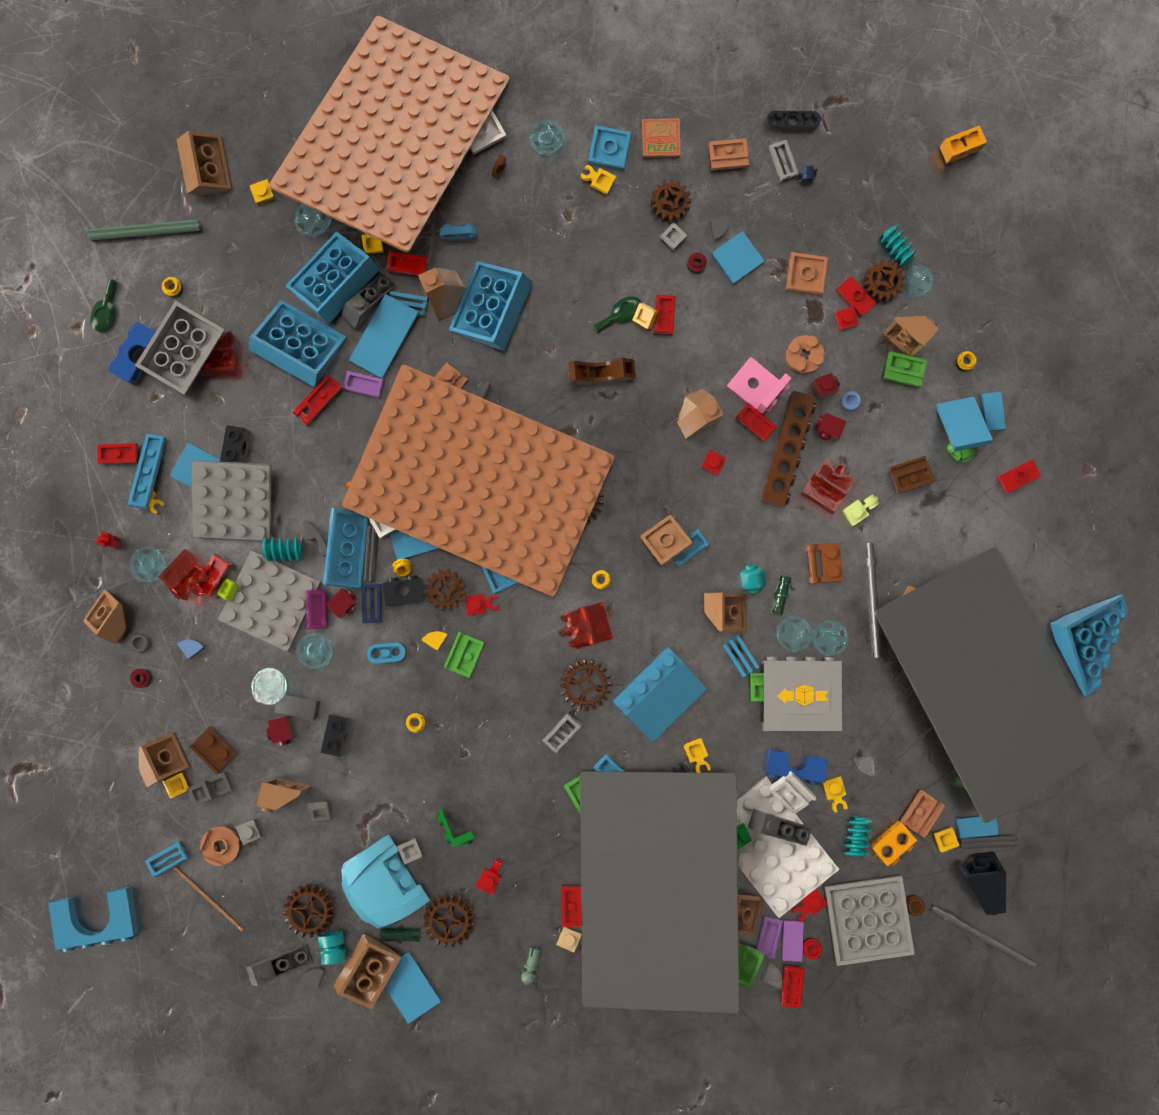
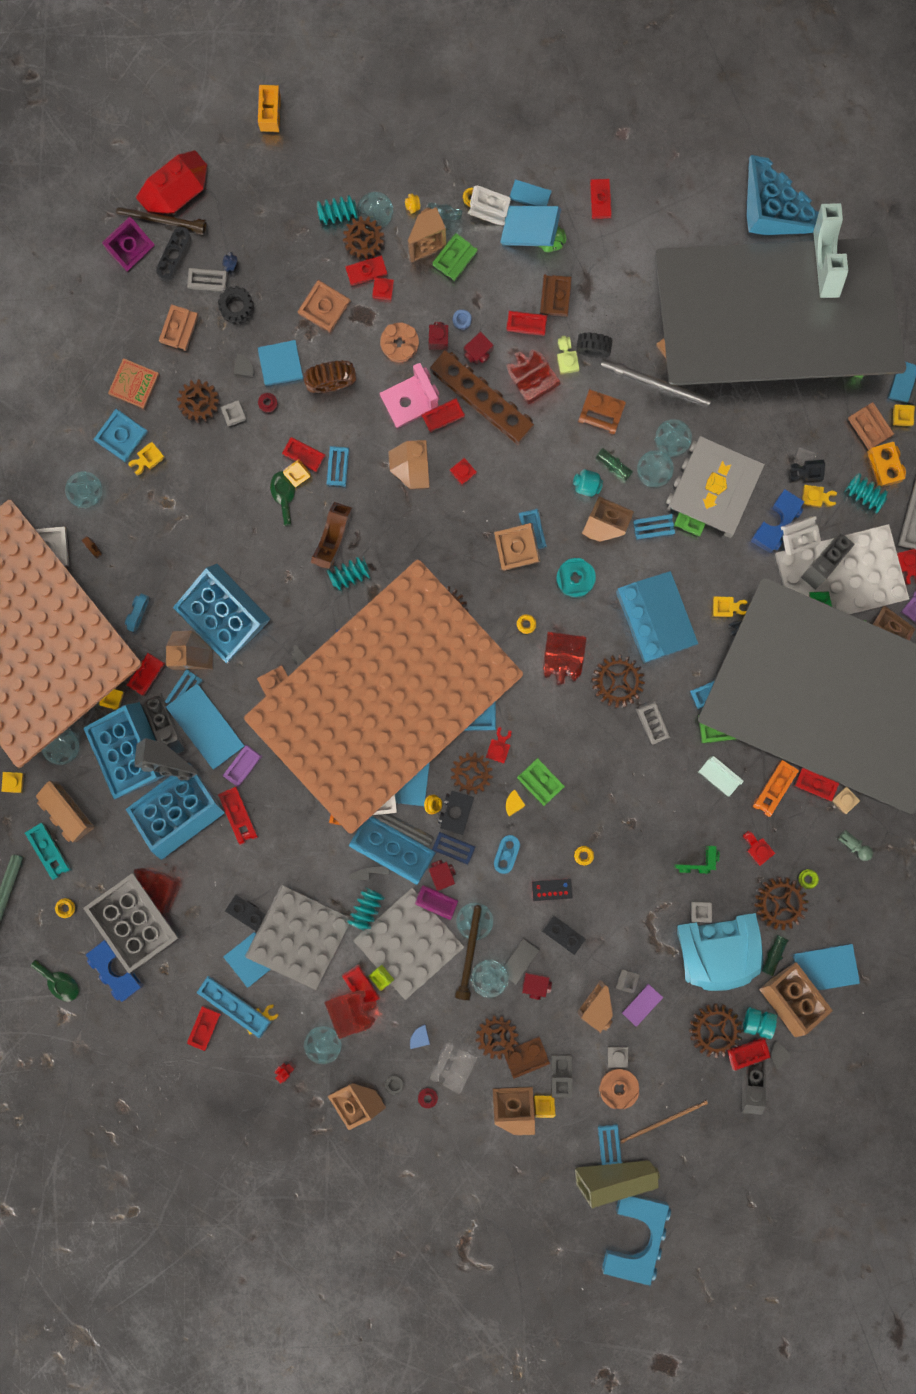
camera: 60 degrees left, 0 degrees up
(135, 879) = (616, 1181): none -> olive slope
(176, 695) = (459, 1070): none -> clear plate
(214, 248) = (47, 850): none -> teal plate
(216, 724) = (503, 1029): none -> reddish brown gear
(246, 668) = (463, 991): none -> dark brown piece
(255, 247) = (64, 811): none -> medium nougat slope
(299, 949) = (748, 1054): none -> red plate
(304, 833) = (642, 1005): none -> medium lavender tile
(335, 308) = (160, 758): none -> dark grey slope
(372, 707) = (552, 889): none -> black tile
(482, 942) = (814, 879): none -> lime plate
(540, 814) = (720, 776): none -> light aqua panel
(552, 870) = (776, 787): none -> orange plate
(575, 402) = (349, 573): none -> teal piece
(665, 595) = (583, 569): none -> teal plate
(683, 345) = (343, 483): none -> dark azure tile
(744, 305) = (330, 376): none -> reddish brown gear
(776, 184) = (233, 293): none -> black tyre
(783, 76) = (127, 243): none -> magenta slope
(828, 130) = (198, 226): none -> dark brown piece
(855, 776) = (811, 471): none -> black plate
(856, 92) = (174, 184): none -> red wedge
(874, 459) = (526, 323): none -> red plate
(881, 528) = (594, 345): none -> black tyre
(936, 309) = (412, 203): none -> yellow plate
(942, 342) = (446, 211): none -> clear light blue wheel
(965, 378) = (489, 205): none -> white plate
(1053, 711) = (831, 267): none -> light aqua arch

